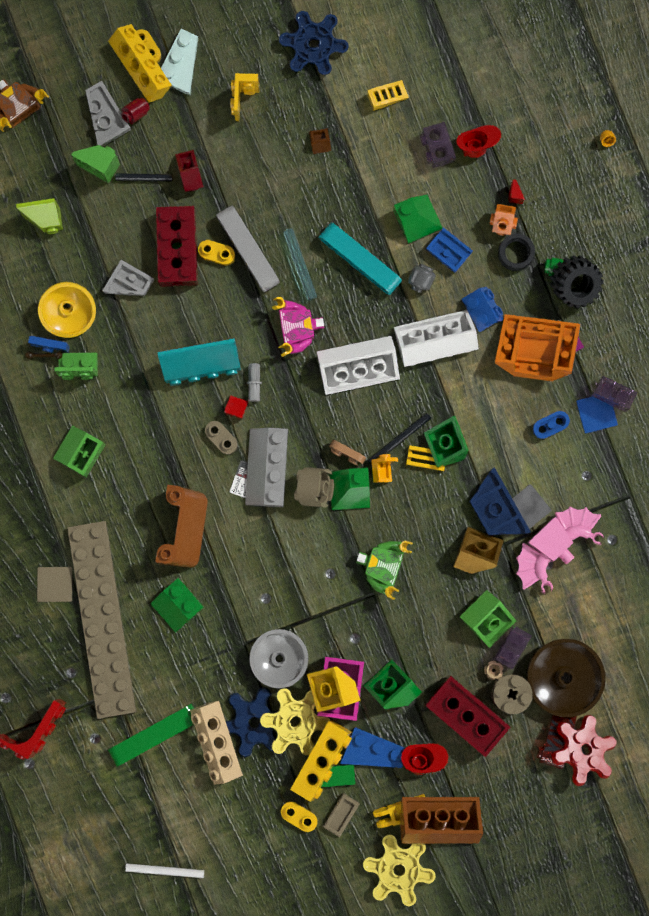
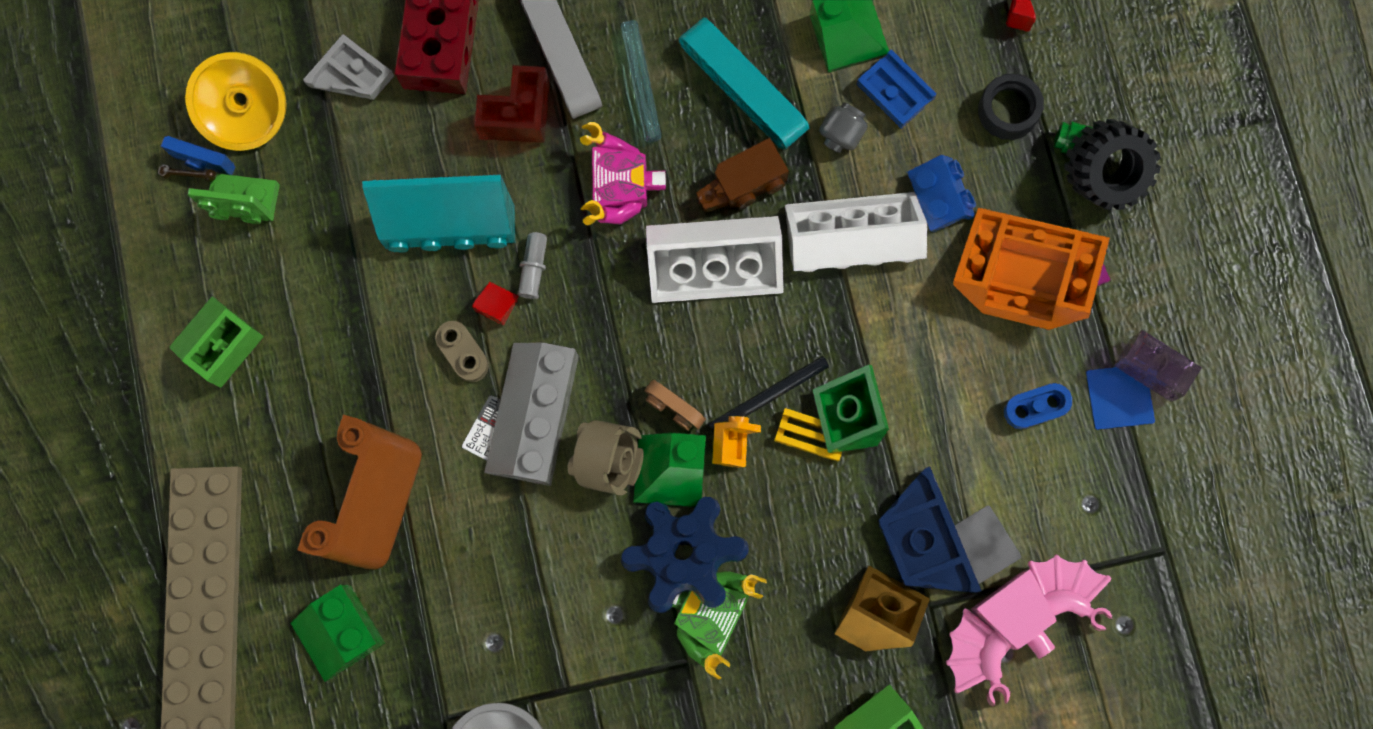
camera: 15 degrees right, 5 degrees down
(54, 584) = (132, 565): dark tan sticker -> none
(216, 252) = (502, 45): yellow plate -> none
(231, 297) = (516, 116): none -> clear red brick
(369, 315) = (744, 178): none -> reddish brown hinge
(374, 543) = (697, 571): none -> dark blue plate
(503, 220) = (1000, 39): orange brick -> none

